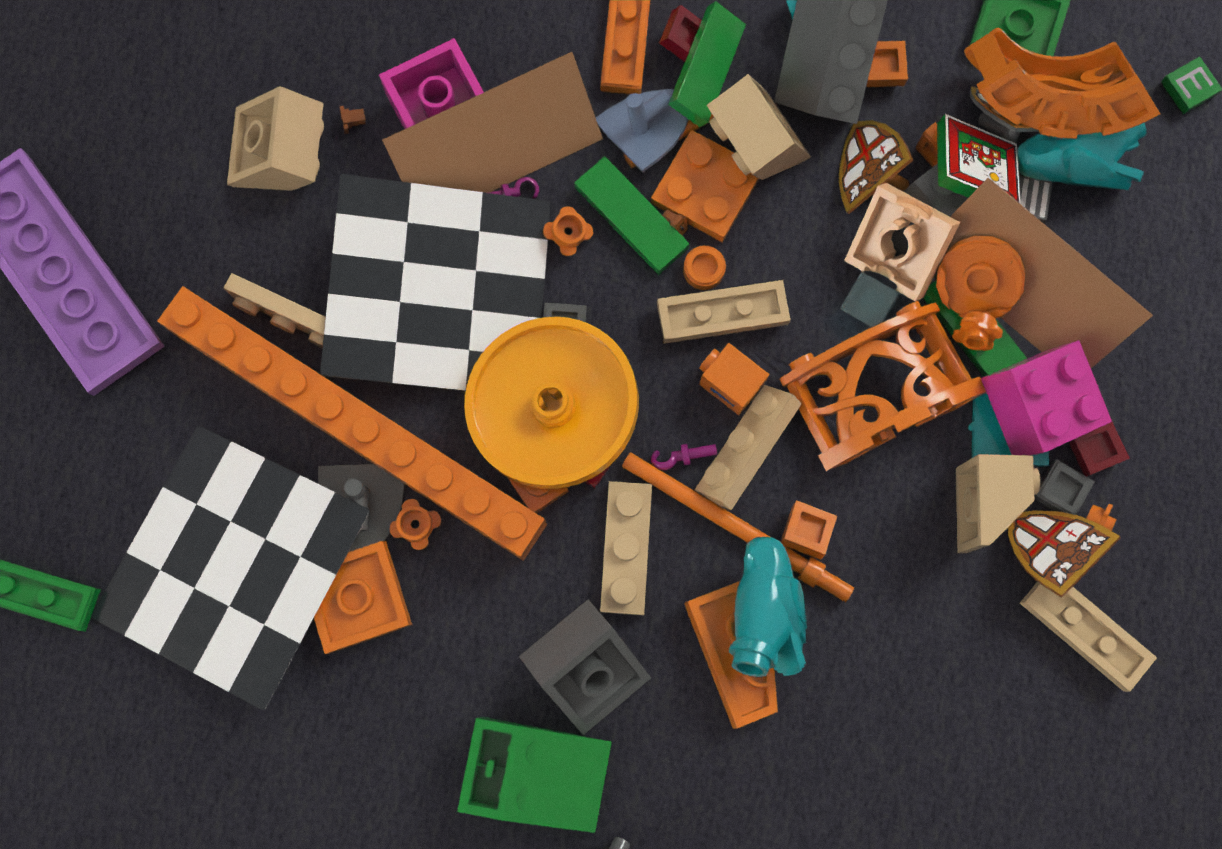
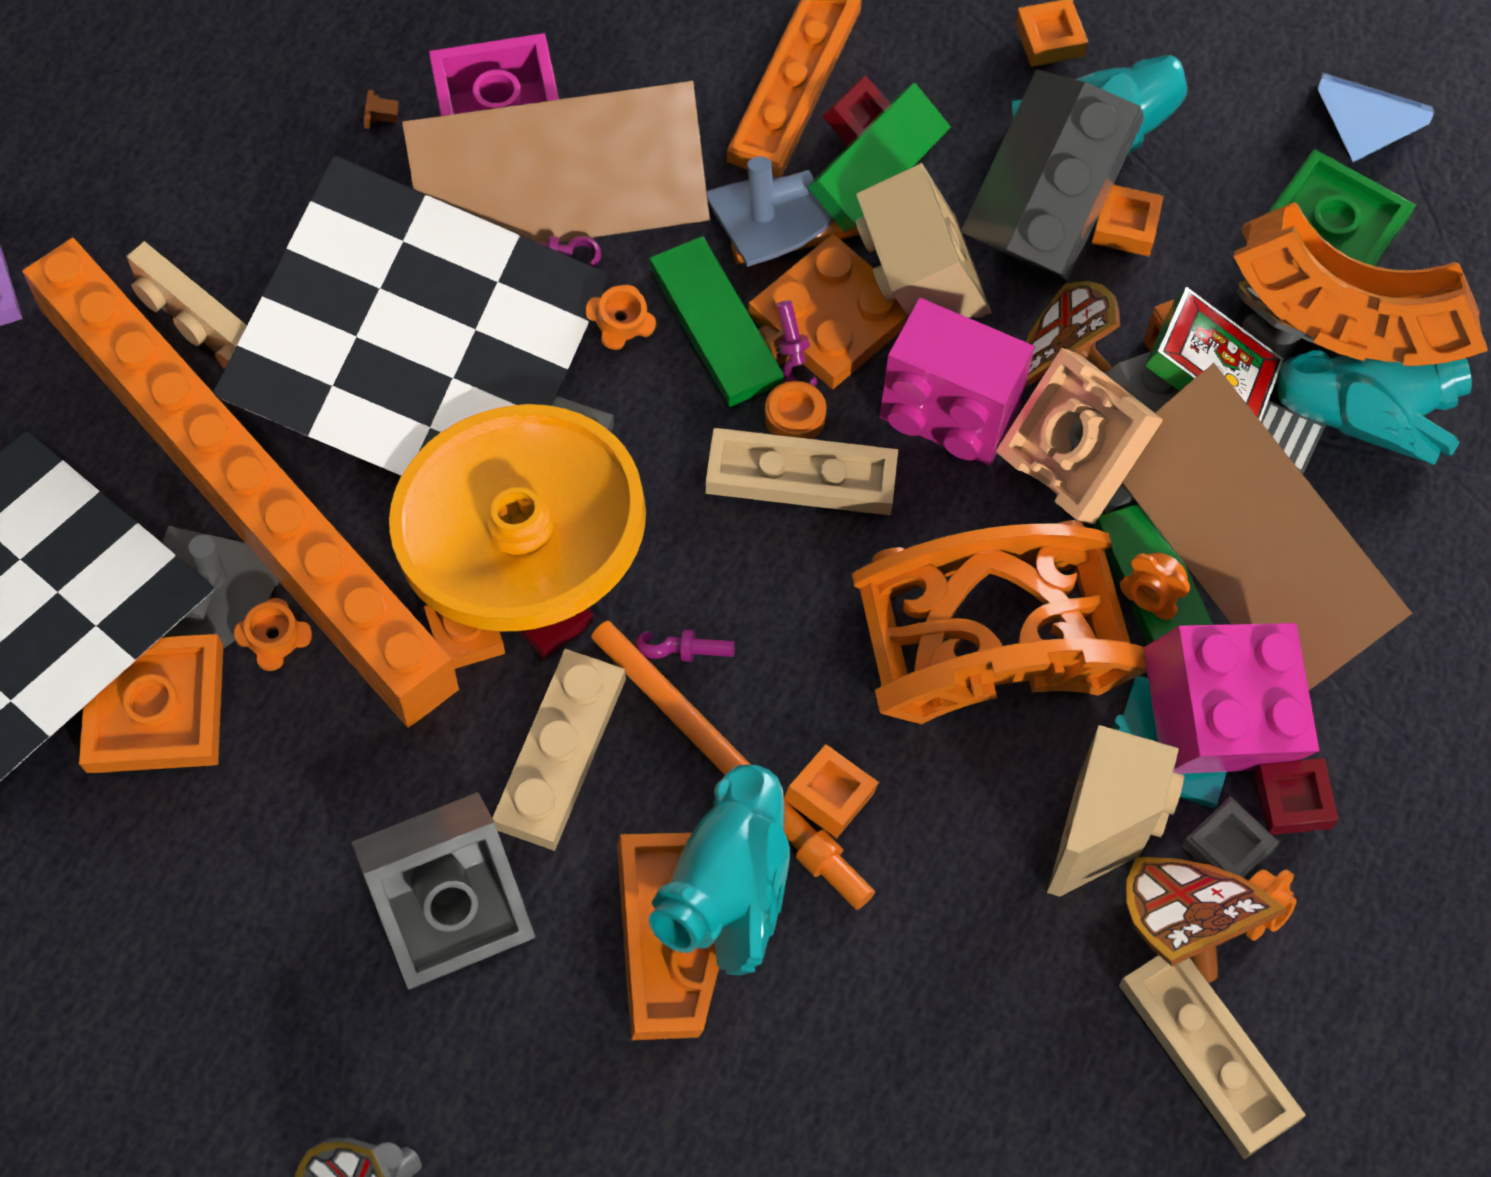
camera: 15 degrees right, 15 degrees down
(276, 141) = (269, 108): tan slope -> none
(534, 775) = (312, 1013): green slope -> none
(691, 223) = (793, 343): none -> magenta hand
(732, 377) = (786, 559): orange brick -> none
(748, 446) = (778, 653): tan plate -> none
(810, 224) = (954, 381): none -> dark pink brick
(870, 300) = (1015, 502): clear light blue plate -> none
(981, 276) = (1180, 507): orange tile -> none

